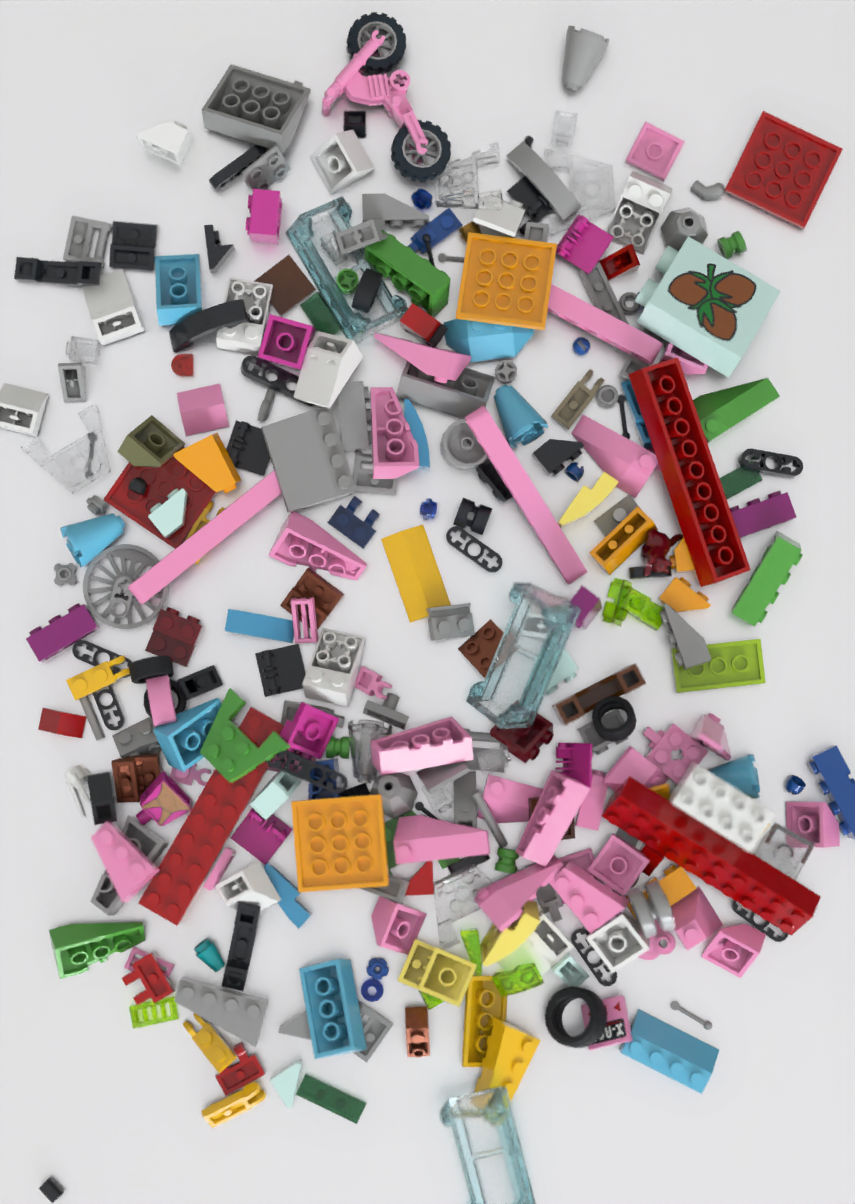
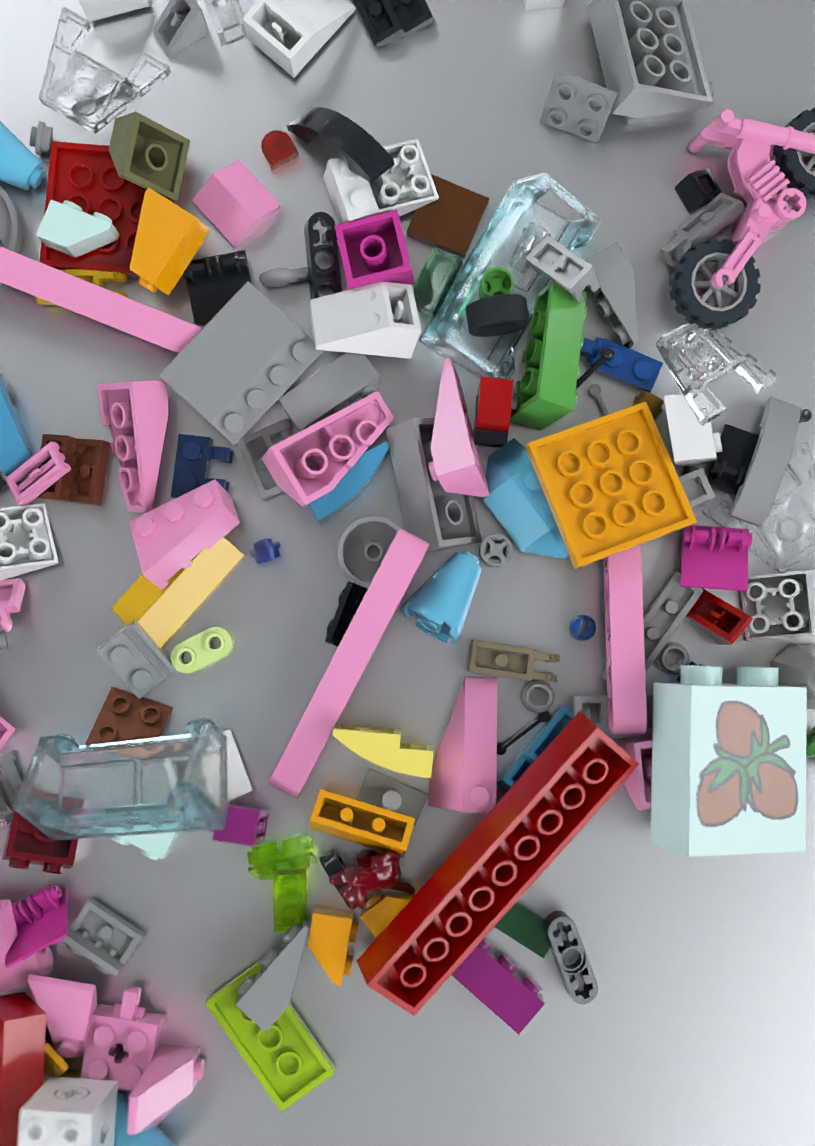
camera: 60 degrees right, 0 degrees up
(138, 486) = (88, 171): black hinge -> none
(177, 287) = (368, 84): medium azure slope -> none
(216, 254) = (437, 108): black slope -> none
(235, 168) = (543, 65): black beam -> none
(265, 216) = (519, 136): dark pink brick -> none
(341, 161) = (644, 197): white slope -> none
(380, 136) = (702, 226): none -> light grey hinge
(389, 549) = (182, 529): none -> bright pink wedge
(422, 199) = (654, 323): clear blue plate -> none
(457, 544) = (238, 627): black beam -> none
(467, 581) = (201, 650): none -> yellowish green plate
(479, 520) = (286, 623): black wheel -> none
(555, 453) = (426, 672): black slope -> none
(574, 471) = (417, 708): blue hinge -> none
(586, 699) = (112, 880): reddish brown arch -> none
(609, 704) = (112, 918): black tyre -> none
(730, 406) = (615, 864): bright green wedge -> none
(767, 579) = (418, 1041): bright green wedge -> none

